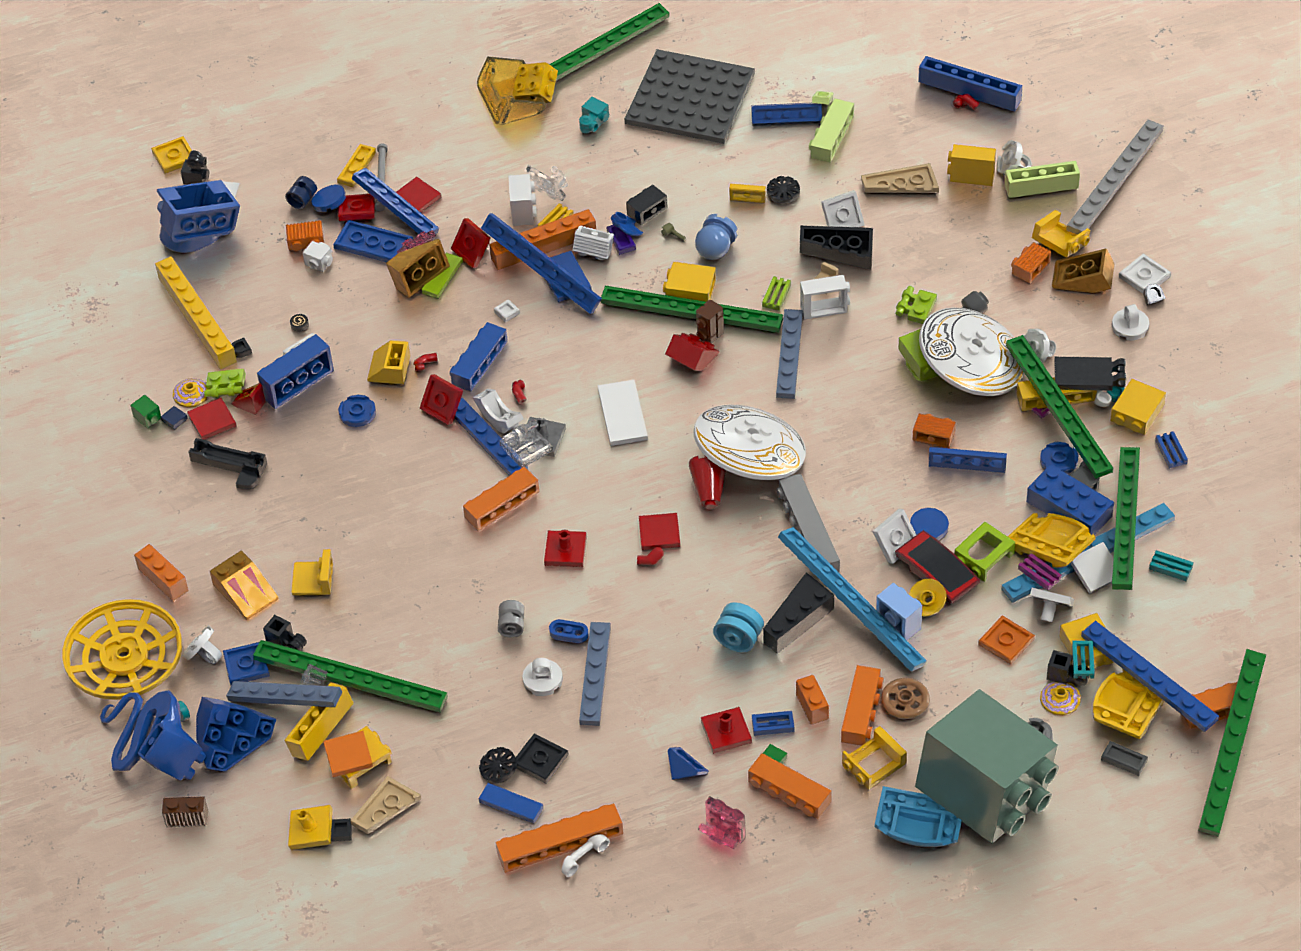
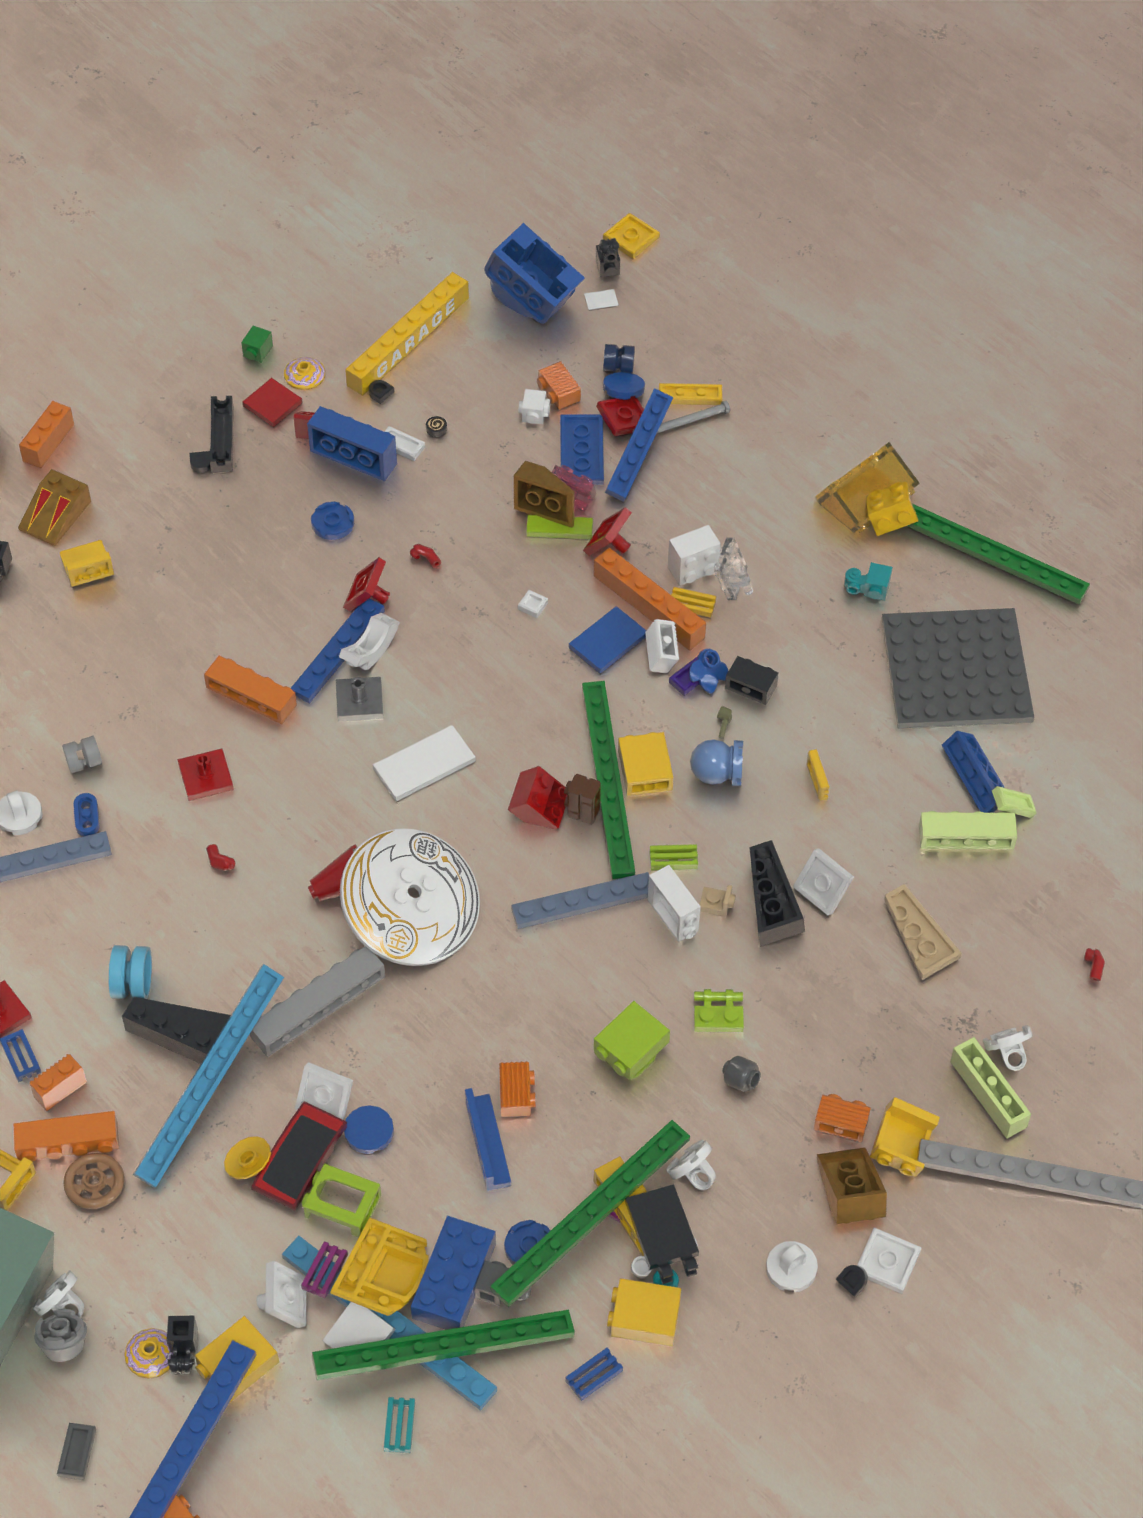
camera: 65 degrees right, 5 degrees up
(174, 417) = (262, 371): dark blue tile -> none
(225, 383) = (327, 391): lime plate -> none
(390, 363) = (403, 525): yellow slope -> none
(419, 194) = (668, 462): red tile -> none
(478, 356) = (448, 599): blue brick -> none
(517, 387) = (415, 651): red arm -> none
(525, 444) = (325, 683): clear plate -> none
(541, 263) = (596, 605): blue plate -> none
(659, 531) = (261, 855): red tile -> none
(783, 189) = (846, 811): black wheel -> none
(900, 610) = (207, 1132): light blue brick -> none
(950, 350) = (614, 1080): white dish -> none
(970, 82) = (1122, 956): blue brick -> none
(972, 165) = (973, 999): yellow brick -> none
(1006, 639) = (219, 1266): orange tile -> none
(1083, 672) = (196, 1364): teal tile -> none
(1125, 704) = (143, 1425): yellow slope -> none

